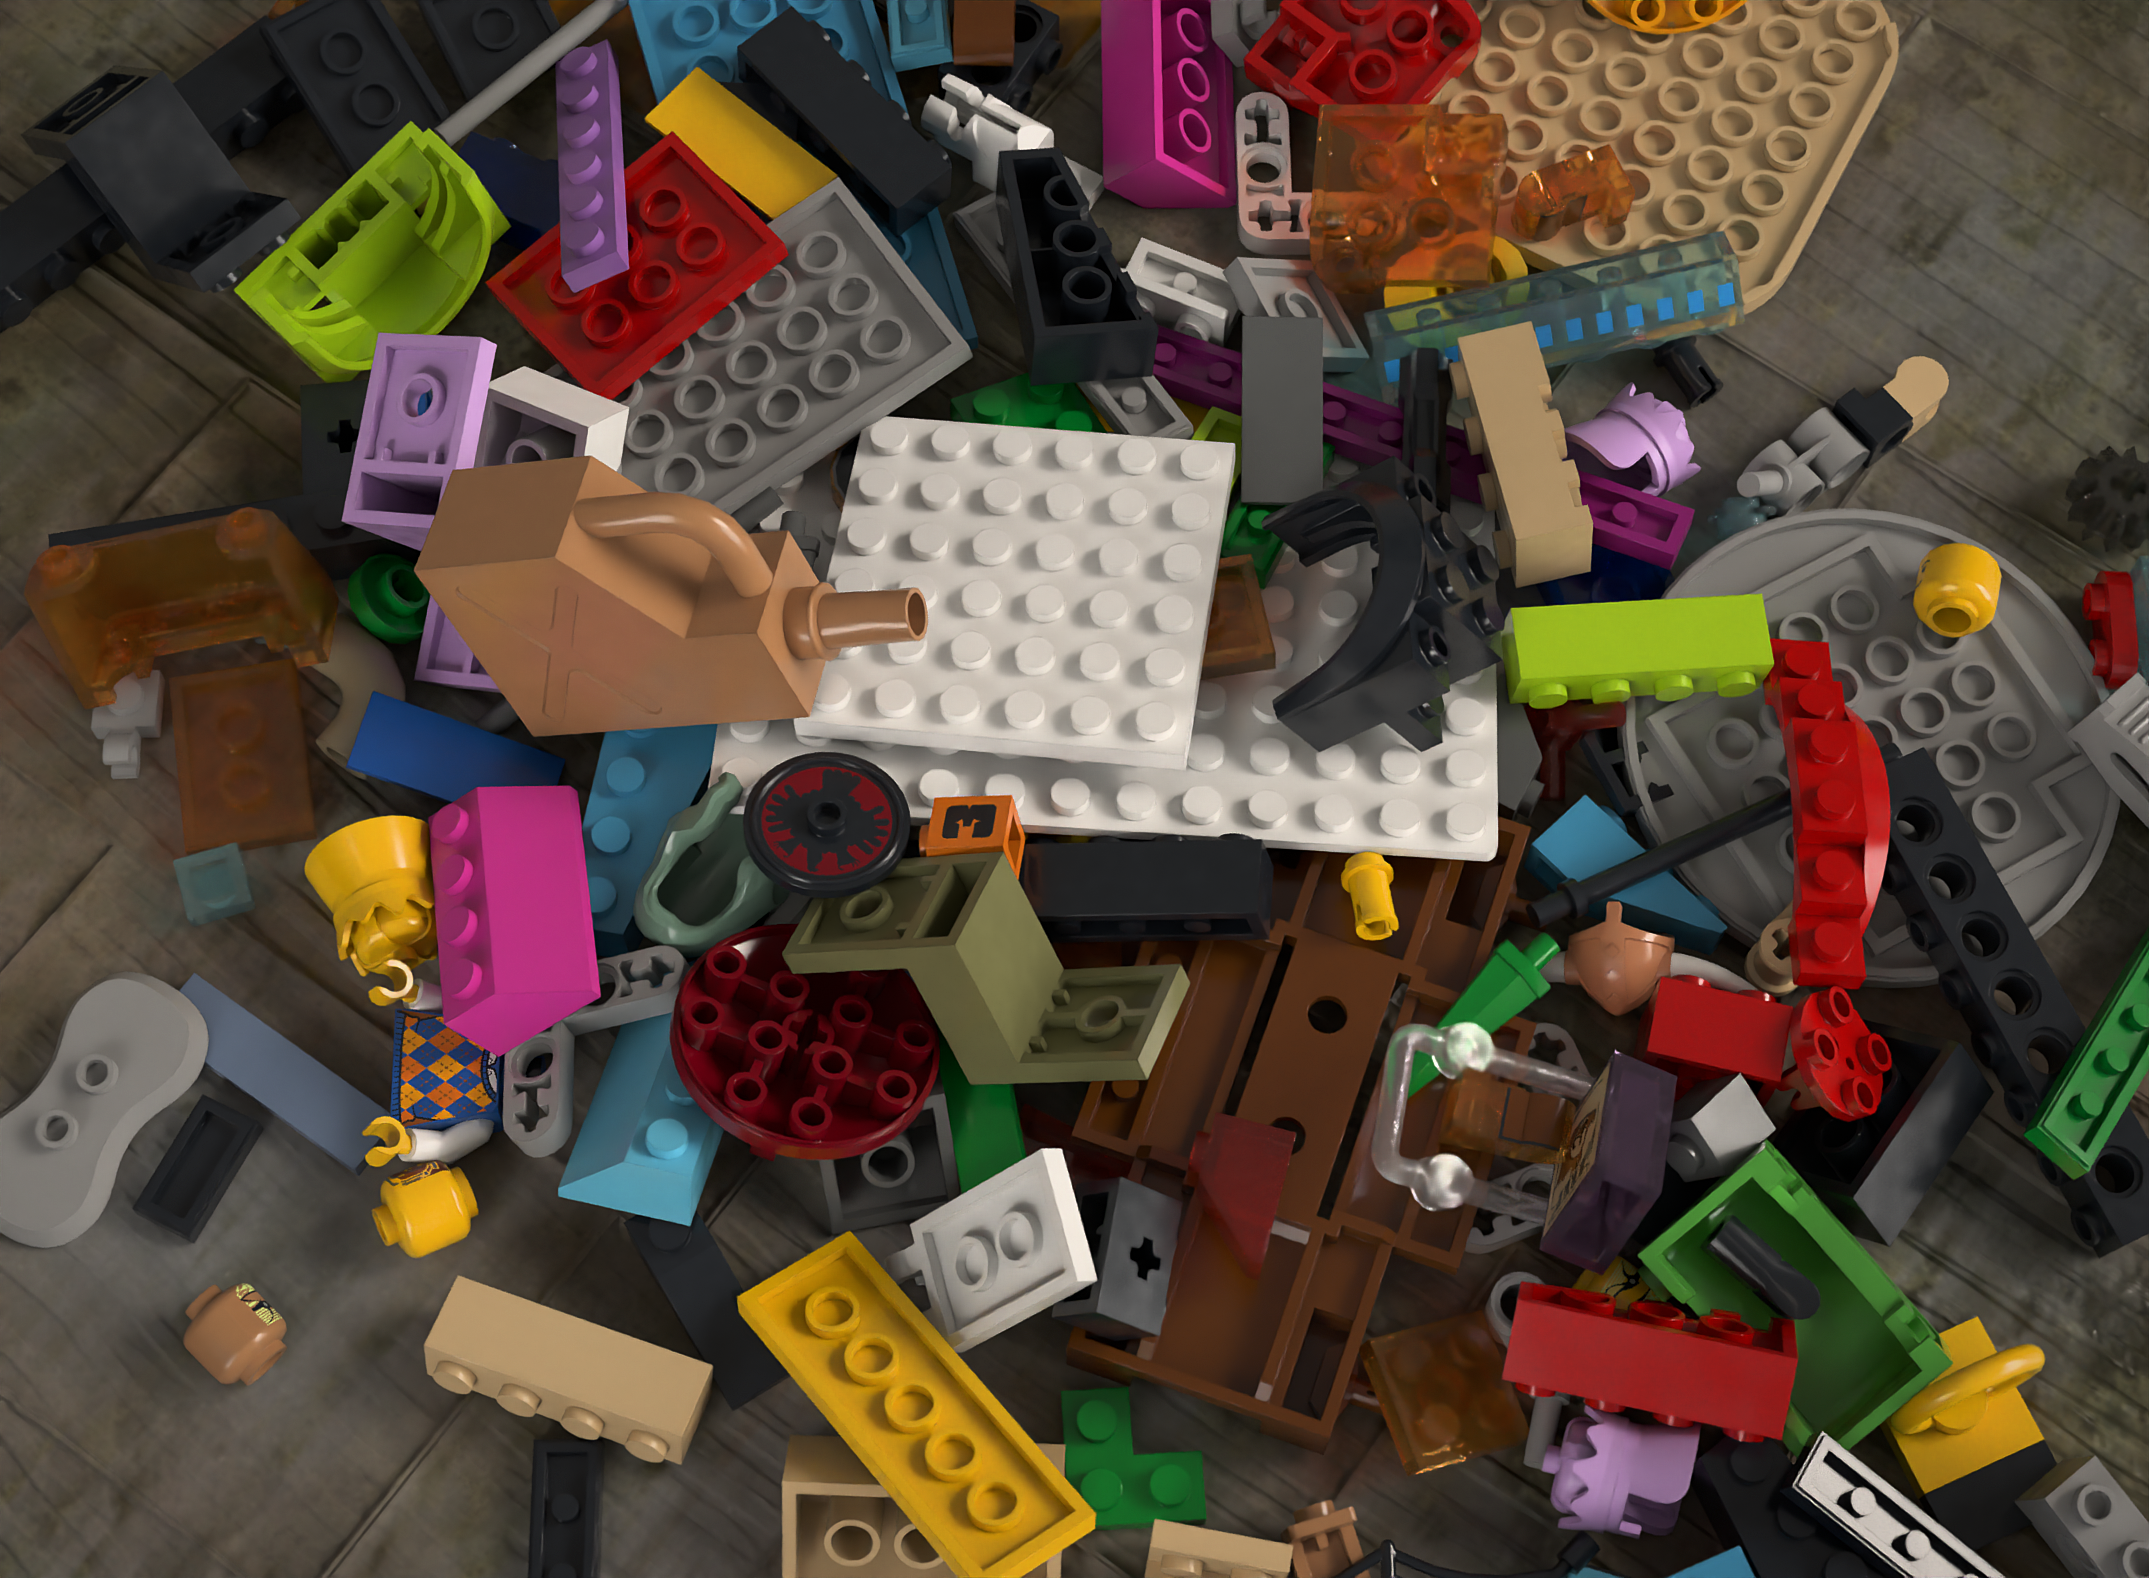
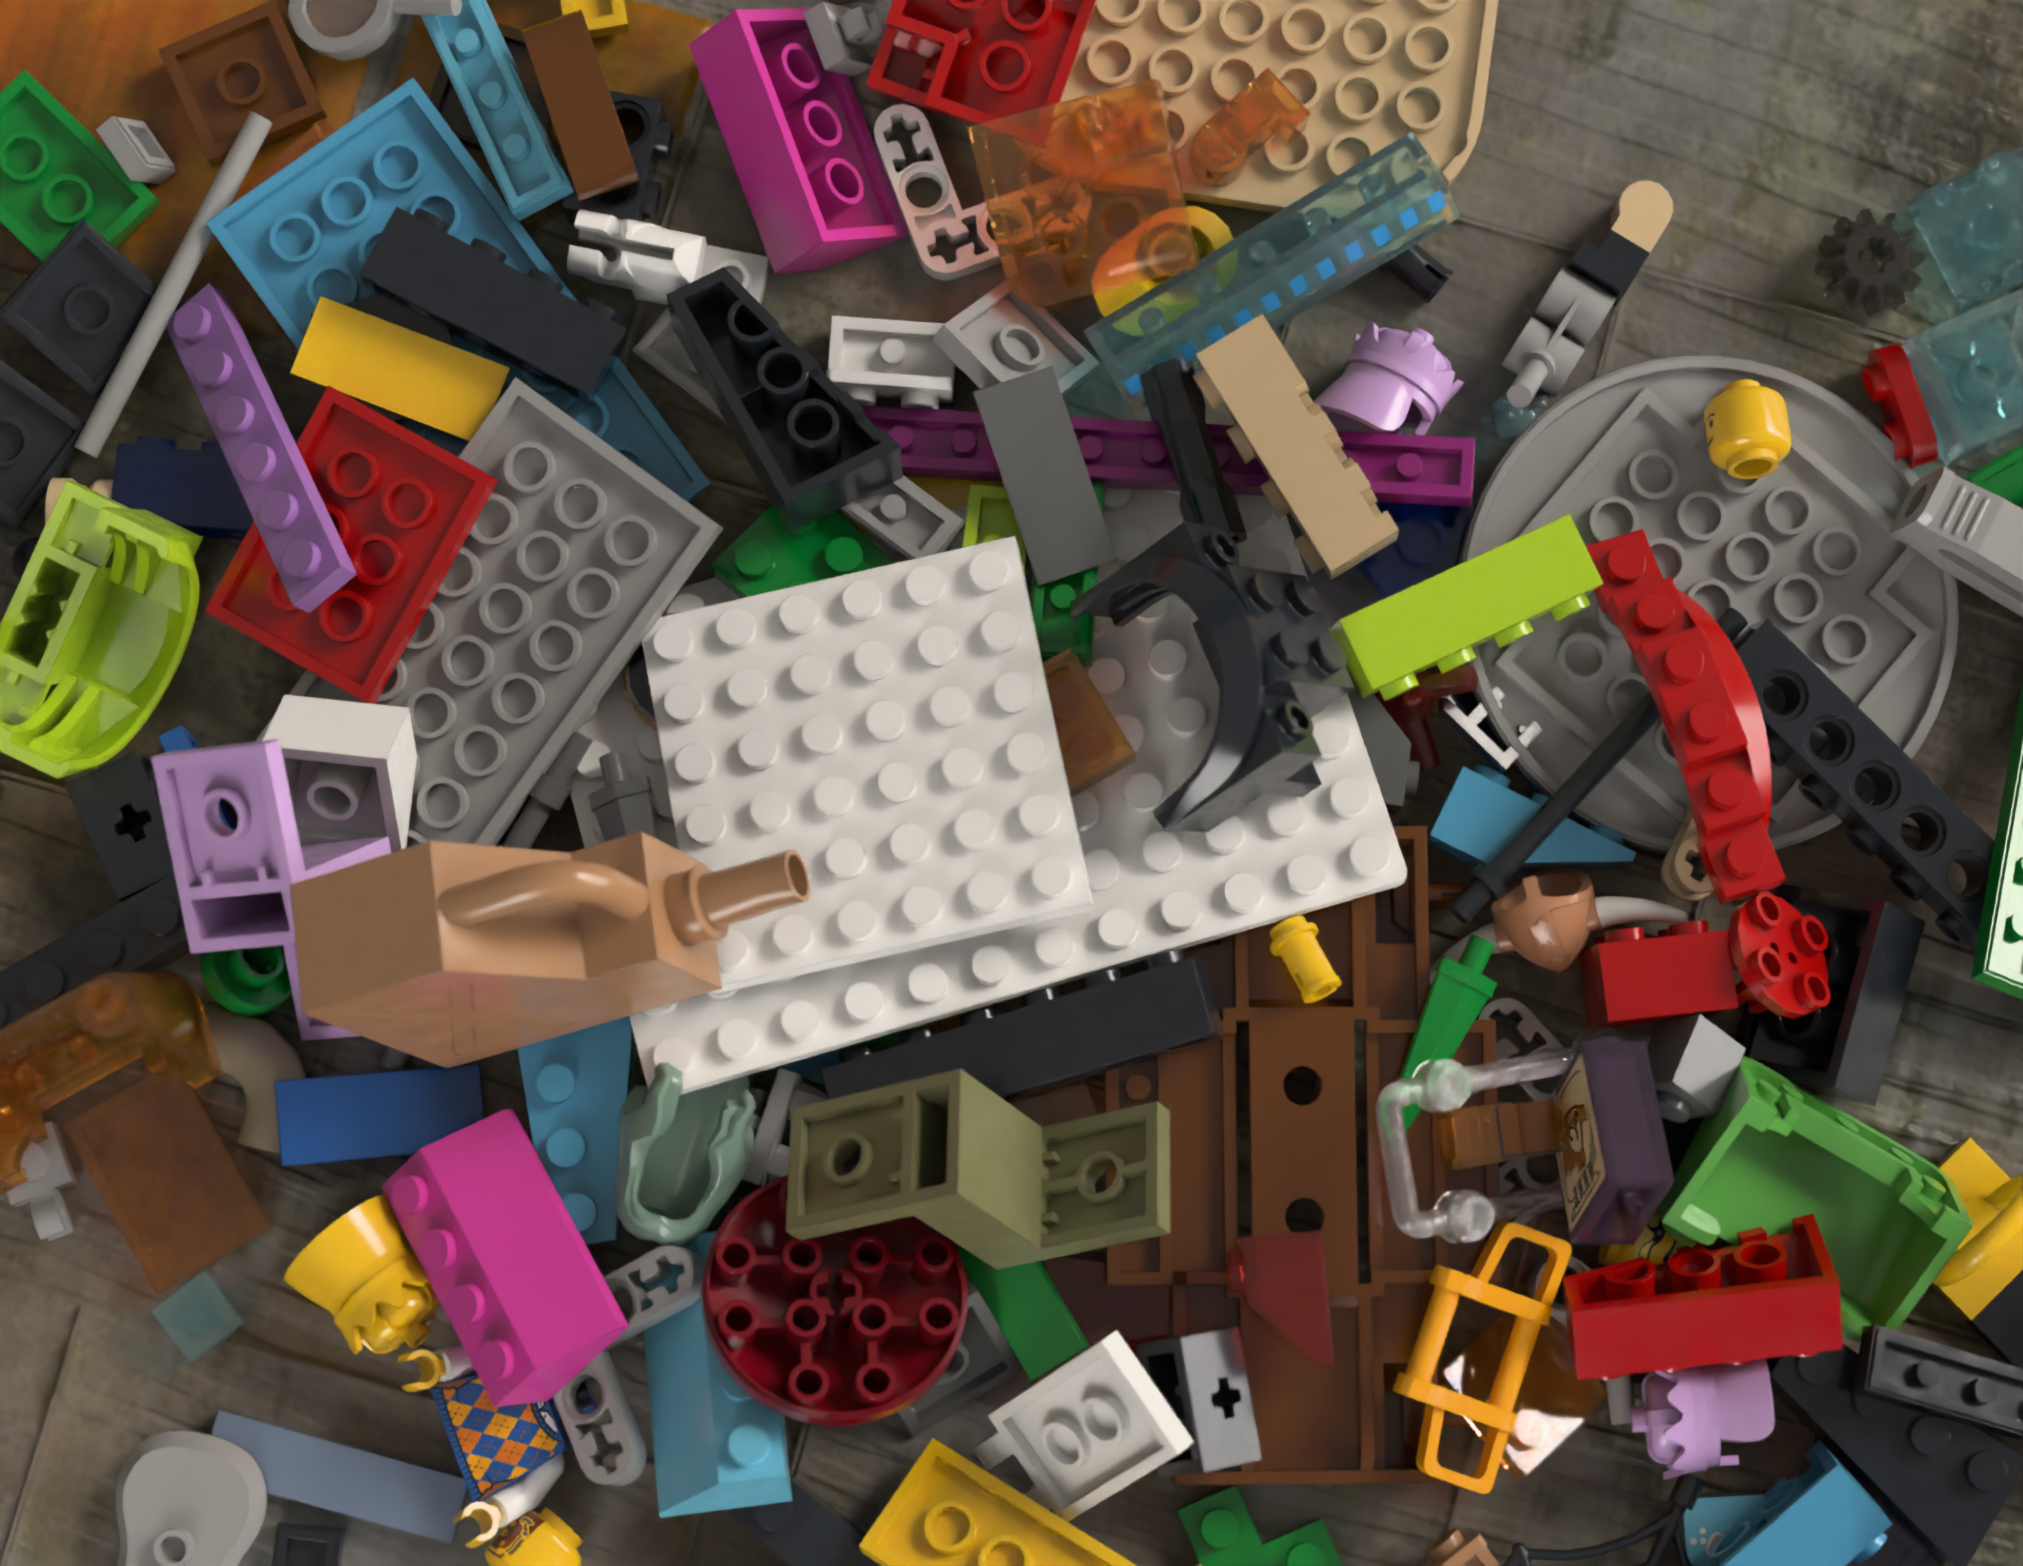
camera: 25 degrees left, 15 degrees up
(826, 824) = (777, 1086): black shield -> none
(974, 827) = (918, 1044): orange brick -> none
(1477, 1305) = (1514, 1362): none -> light orange bar
(1761, 1269) = (1773, 1184): black bar -> none

